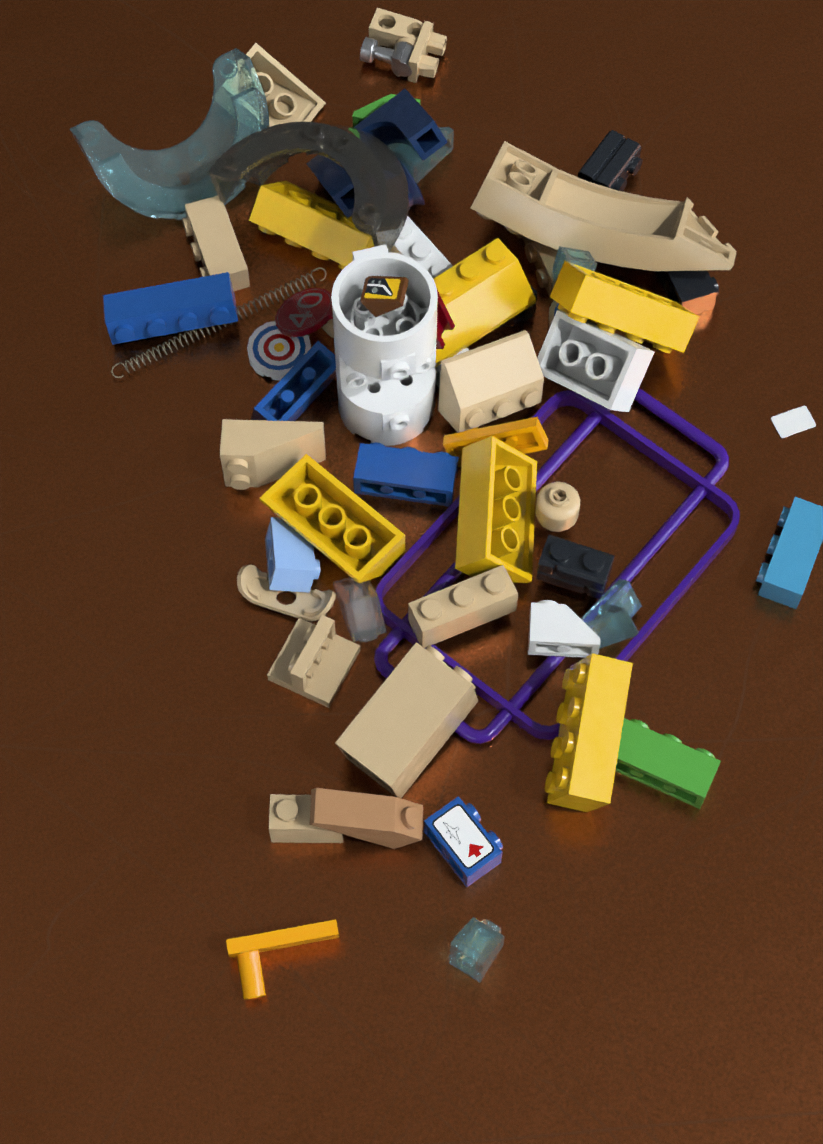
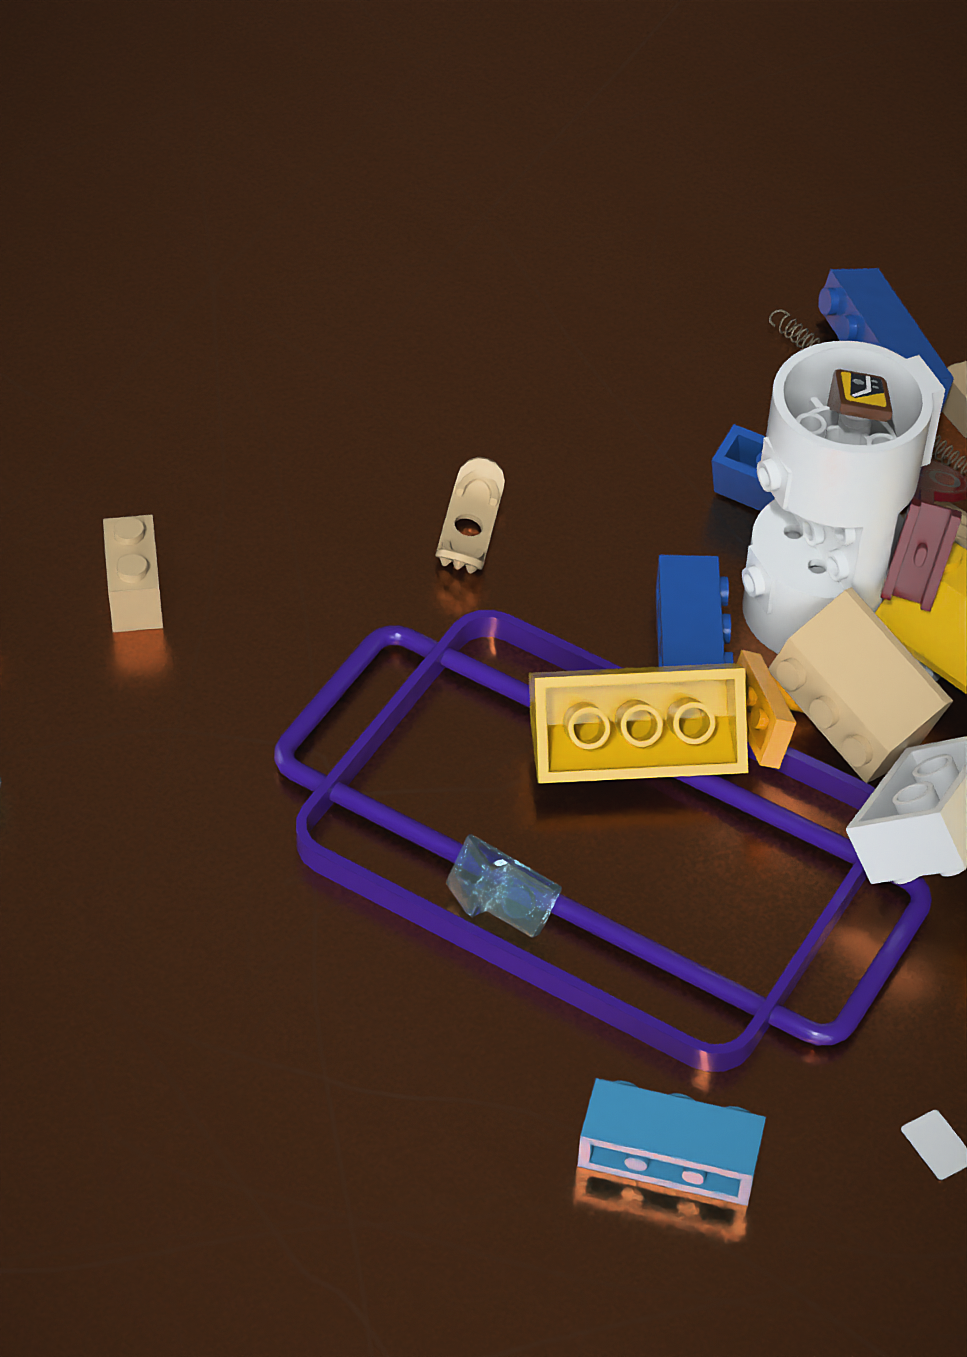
camera: 80 degrees right, 15 degrees down
(265, 450) = (675, 456): tan slope -> none
(289, 559) = (516, 507): light blue slope -> none
(314, 661) = (372, 564): tan bracket -> none
(335, 520) = (582, 544): yellow slope -> none
(360, 609) = (457, 587): clear slope -> none
(368, 817) = (127, 610): medium nougat slope -> none
(408, 719) = (276, 642): tan brick -> none
(462, 606) = (470, 691): tan brick -> none
(463, 840) = (115, 746): brick -> none
(557, 506) = (662, 787): tan head -> none
(559, 632) = (452, 806): white slope -> none
(574, 567) = (563, 818): black brick -> none
(588, 733) = (281, 848): yellow brick -> none
(665, 763) = (266, 977): bright green brick -> none

